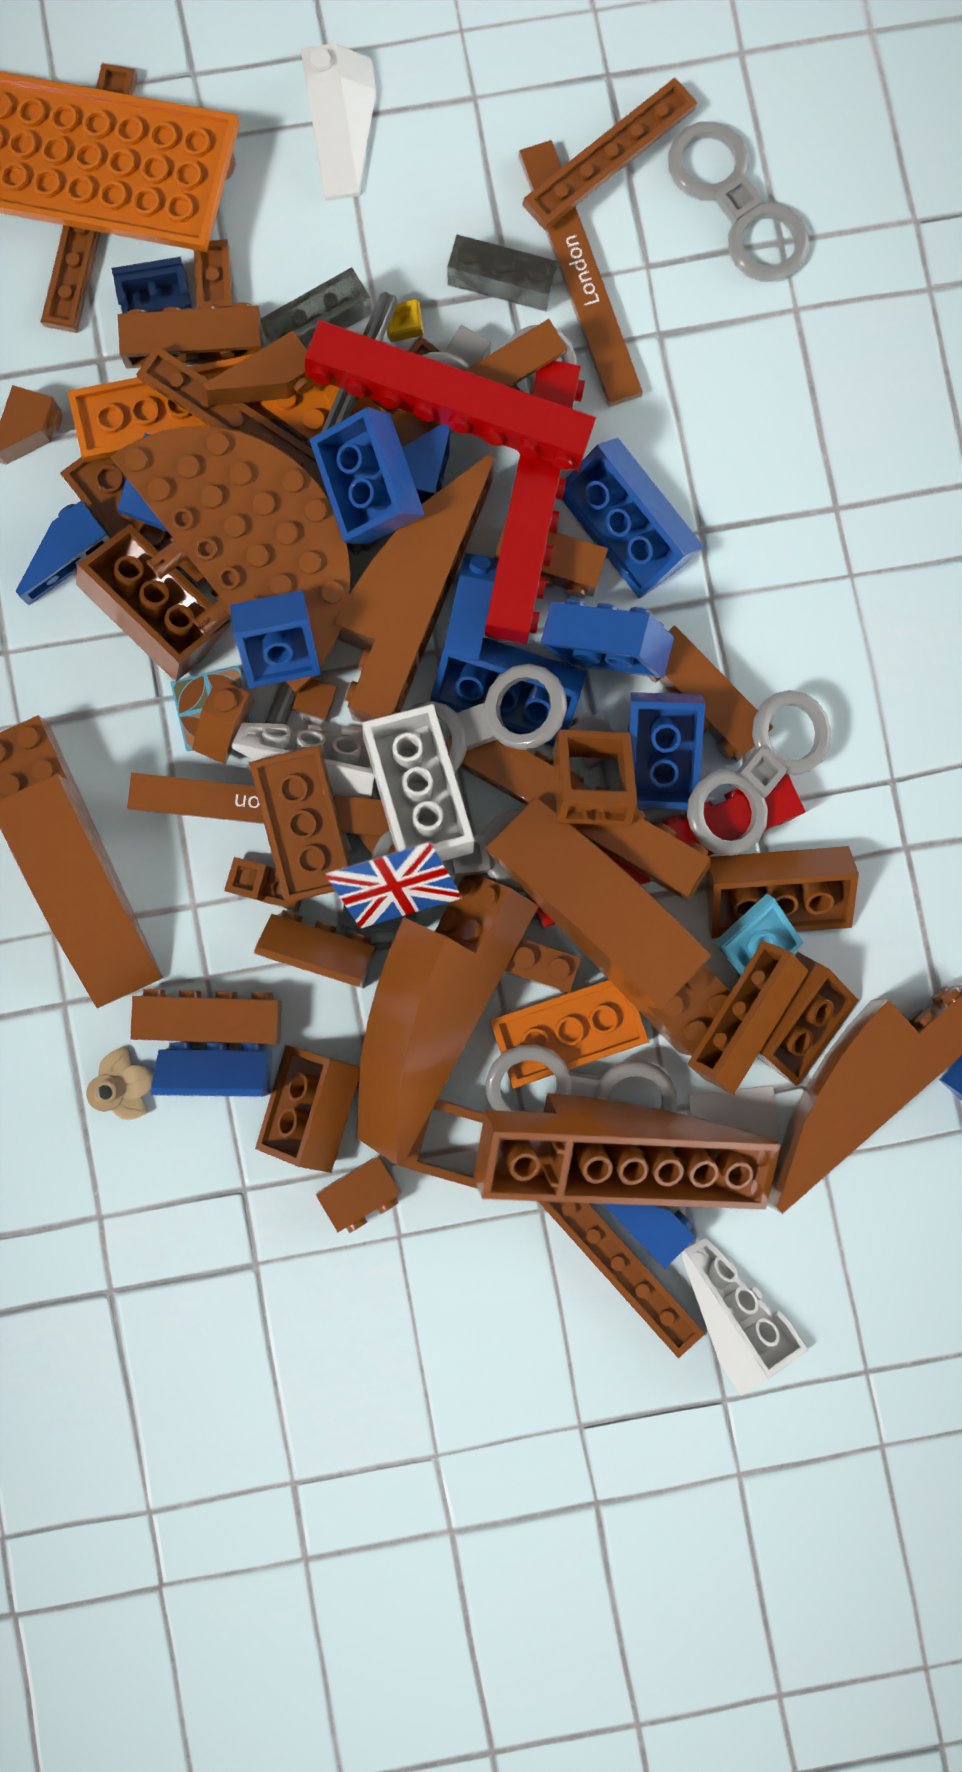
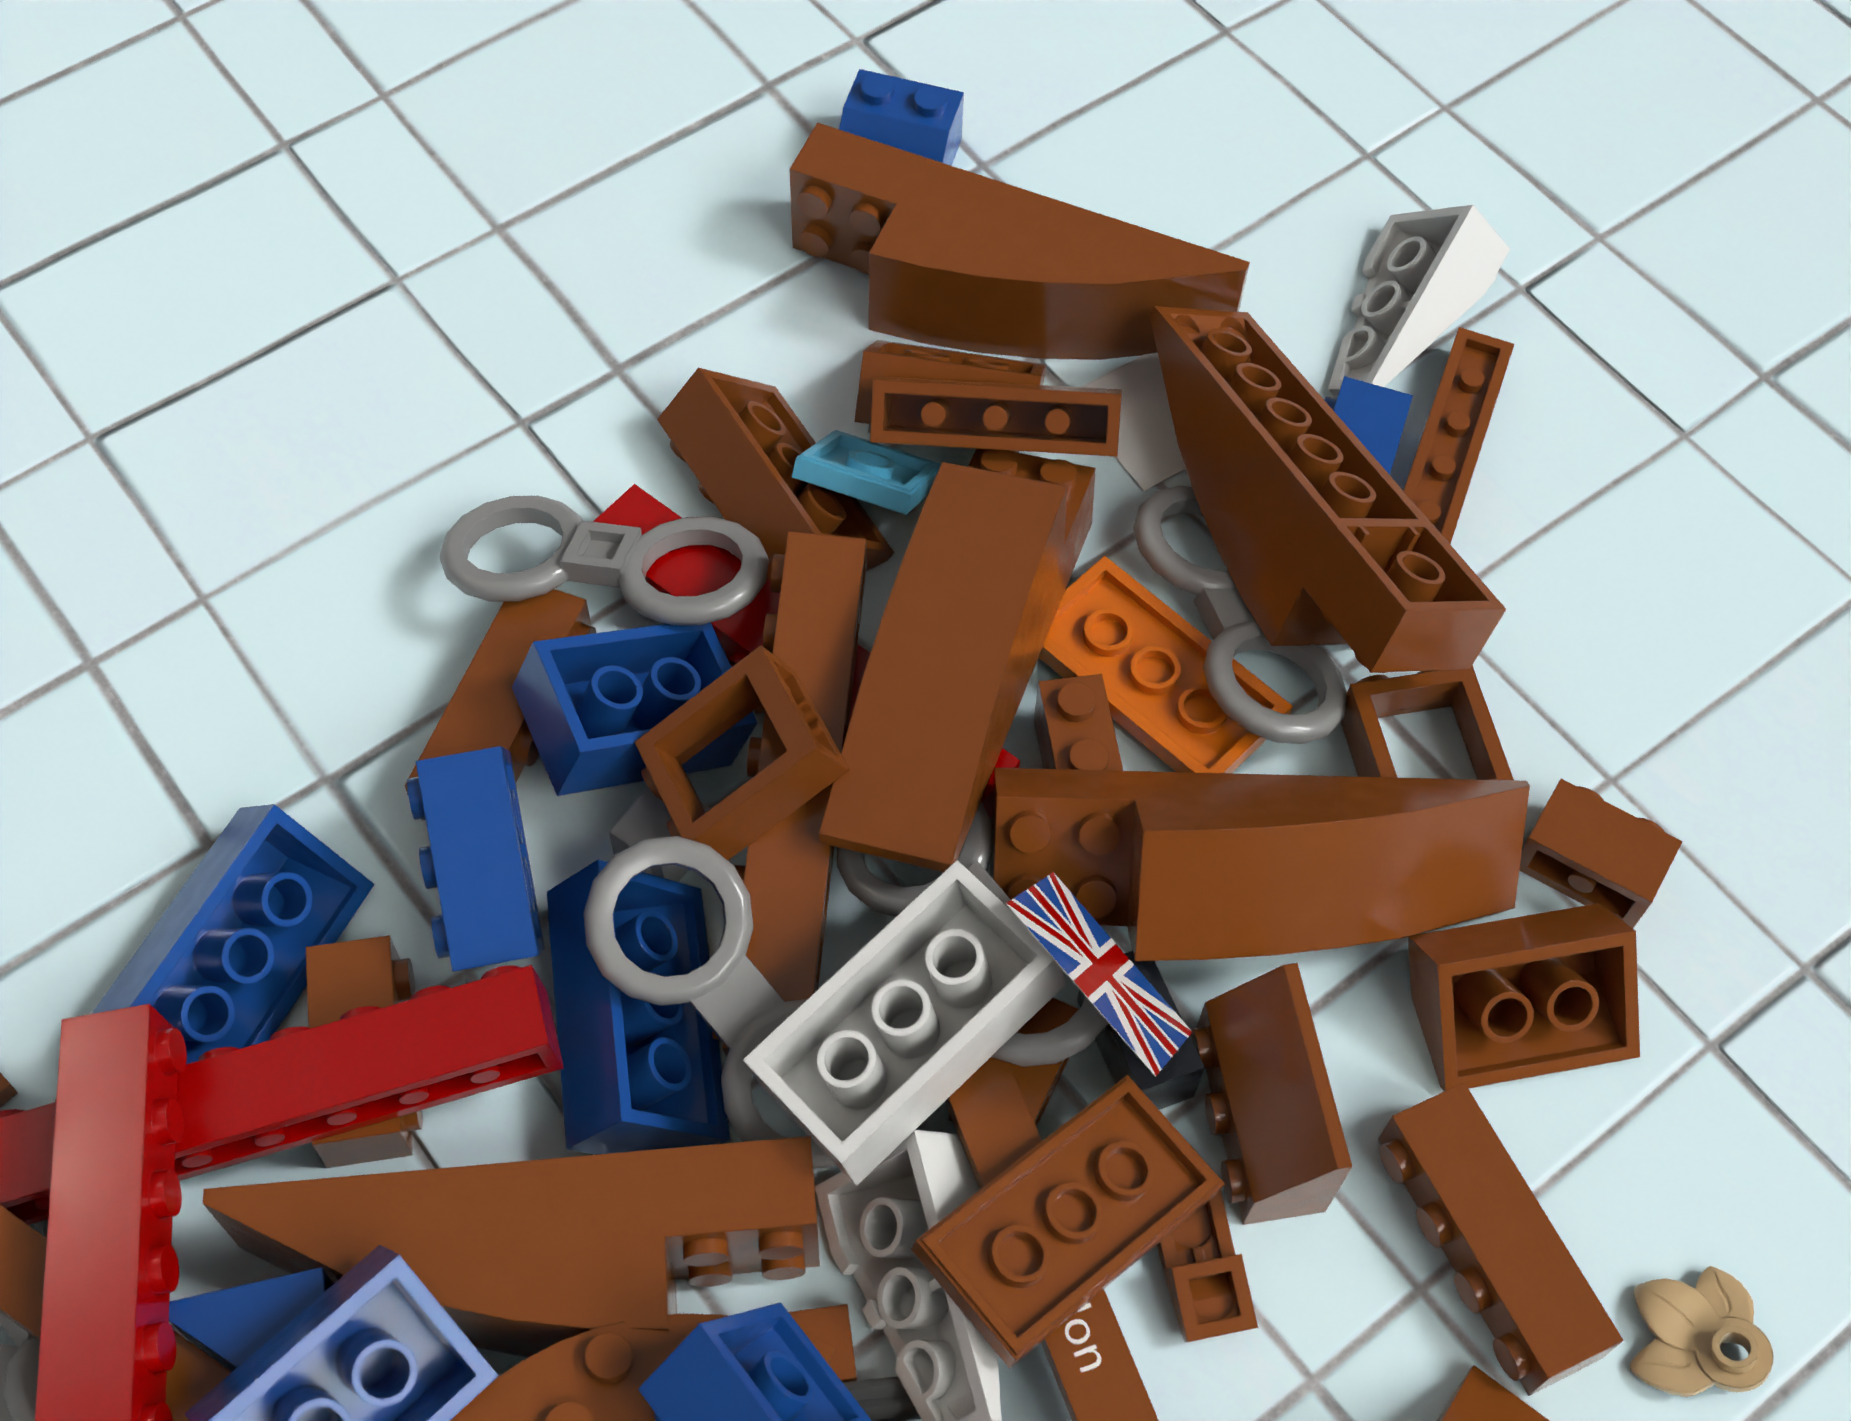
camera: 110 degrees left, 25 degrees down
(213, 1071) = (1588, 1162): blue slope -> none
(470, 607) = (522, 1112): blue slope -> none

